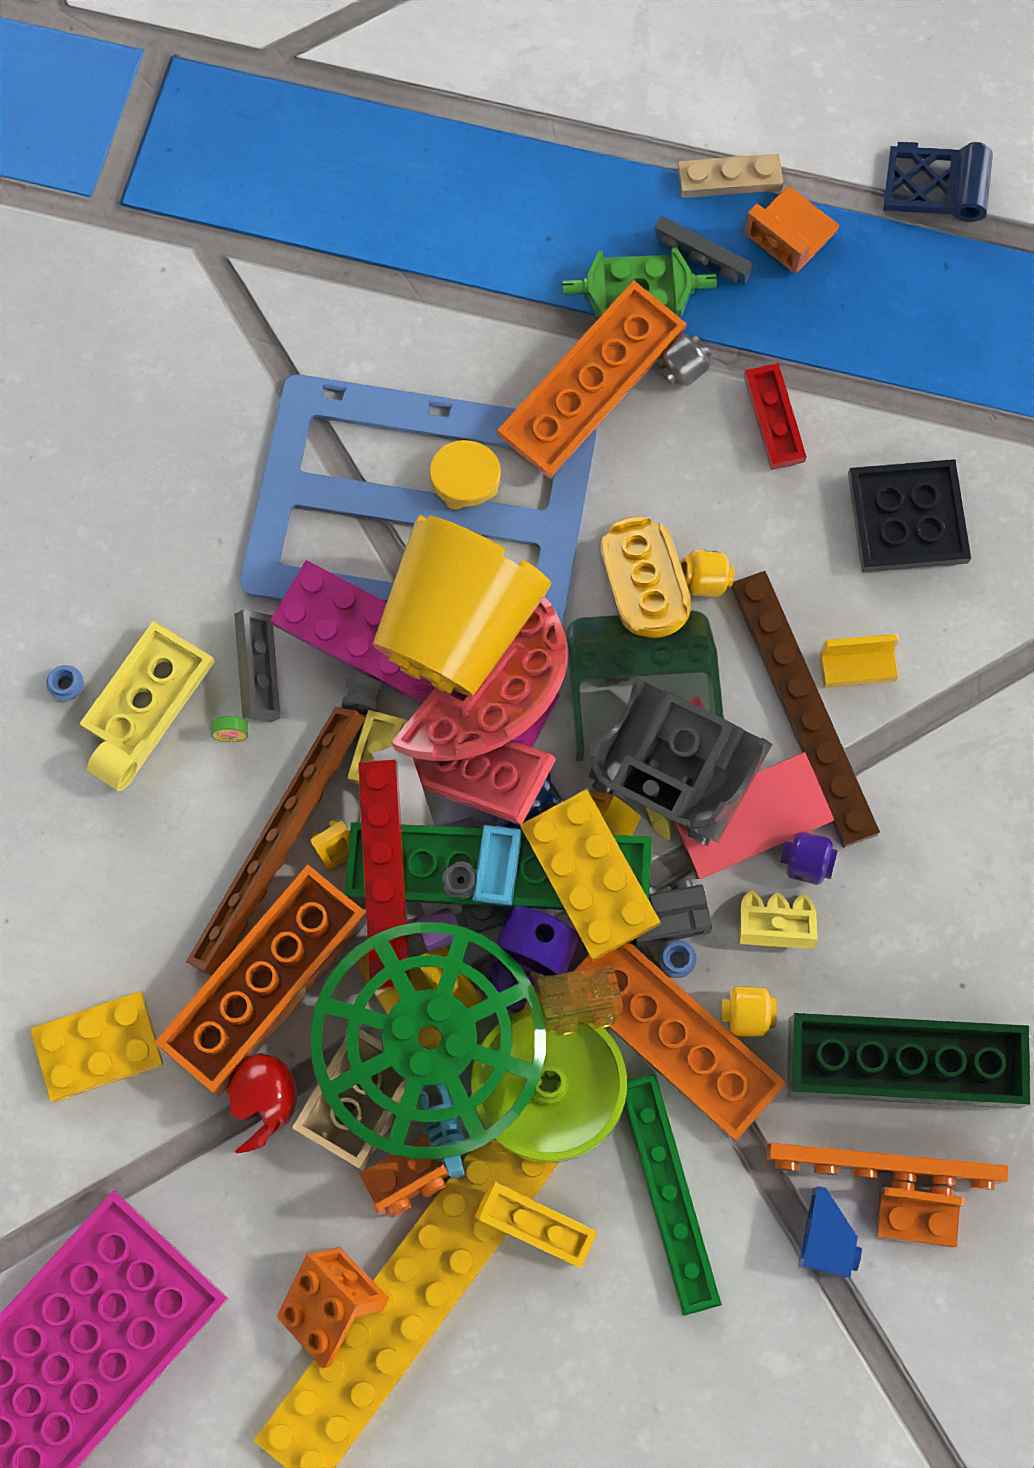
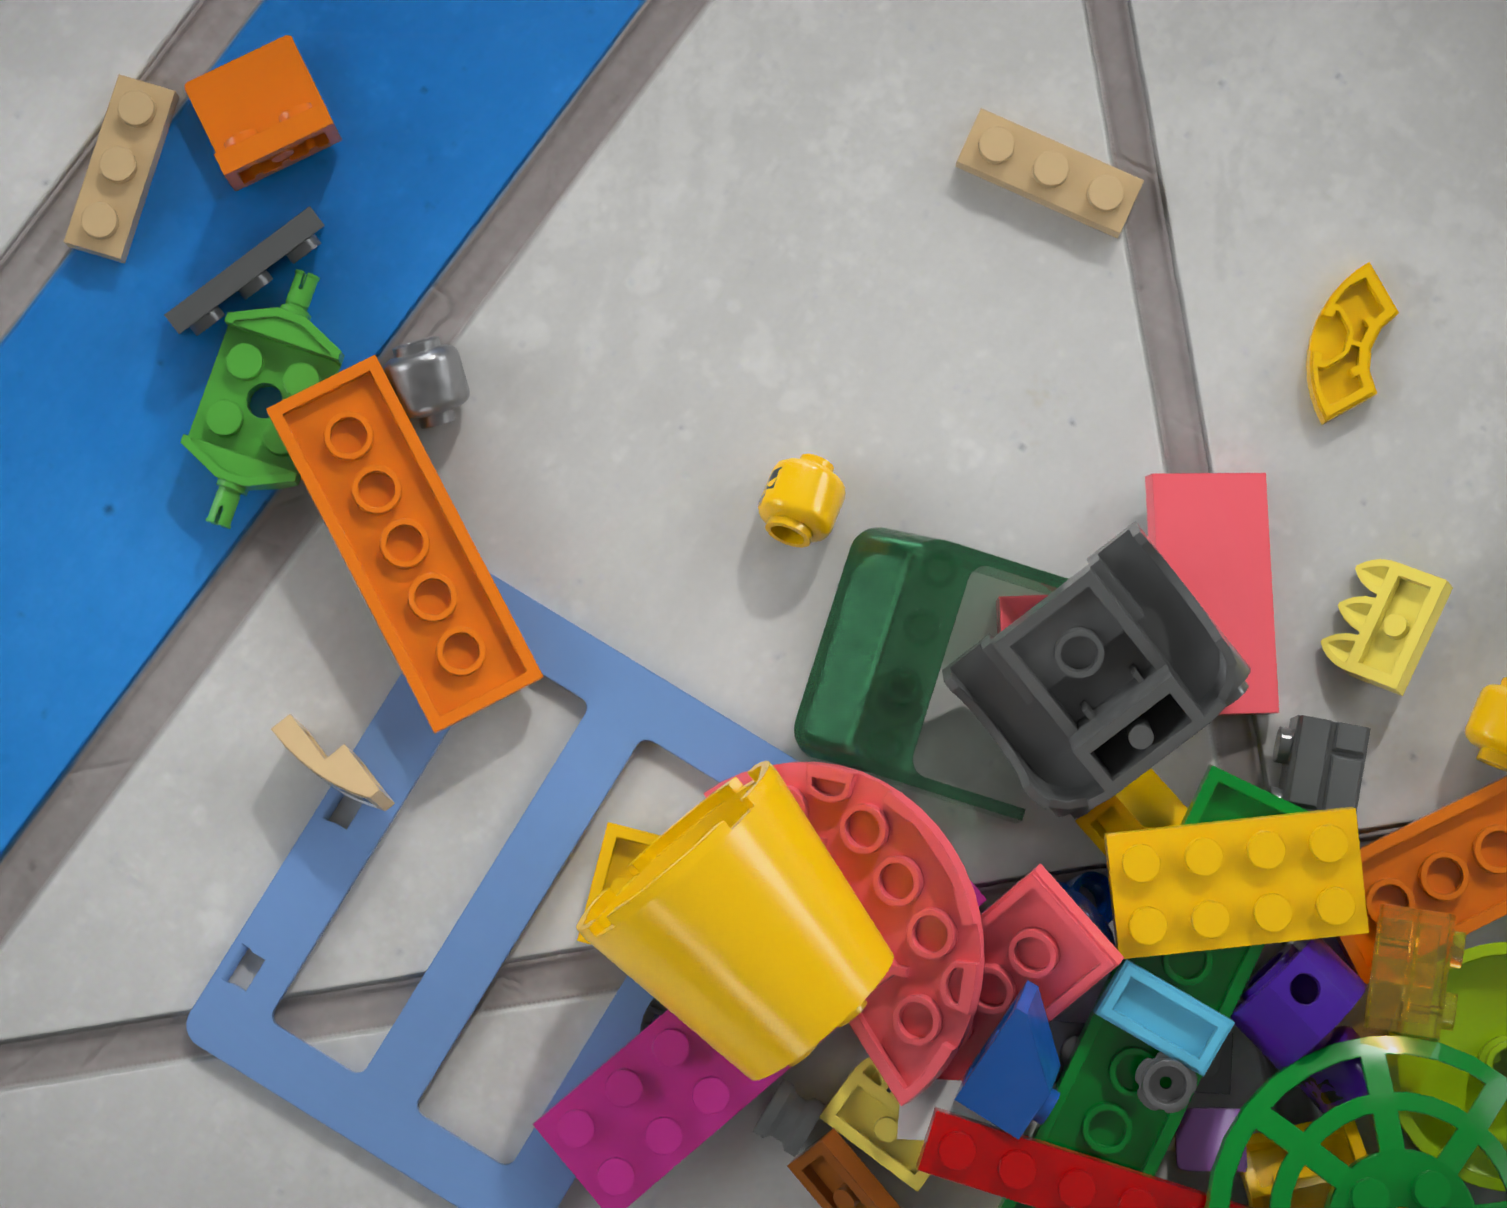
camera: 70 degrees left, 10 degrees up
(437, 792) = (1015, 1068): none -> blue slope
(459, 388) = (340, 770): none -> tan slope
(465, 474) = (481, 811): yellow tile -> none
(645, 577) = (774, 597): yellow tile -> none
(682, 948) = (1403, 793): medium blue plate -> none
(774, 416) = (577, 280): red plate -> none
(804, 708) = (1068, 440): reddish brown plate -> none
(809, 858) = (1313, 537): dark purple head -> none
(859, 660) = (1035, 328): yellow panel -> none
(909, 515) = (827, 146): black plate -> none
(930, 838) = (1343, 342): none -> yellow tile
(950, 640) = (1049, 173): none -> tan plate

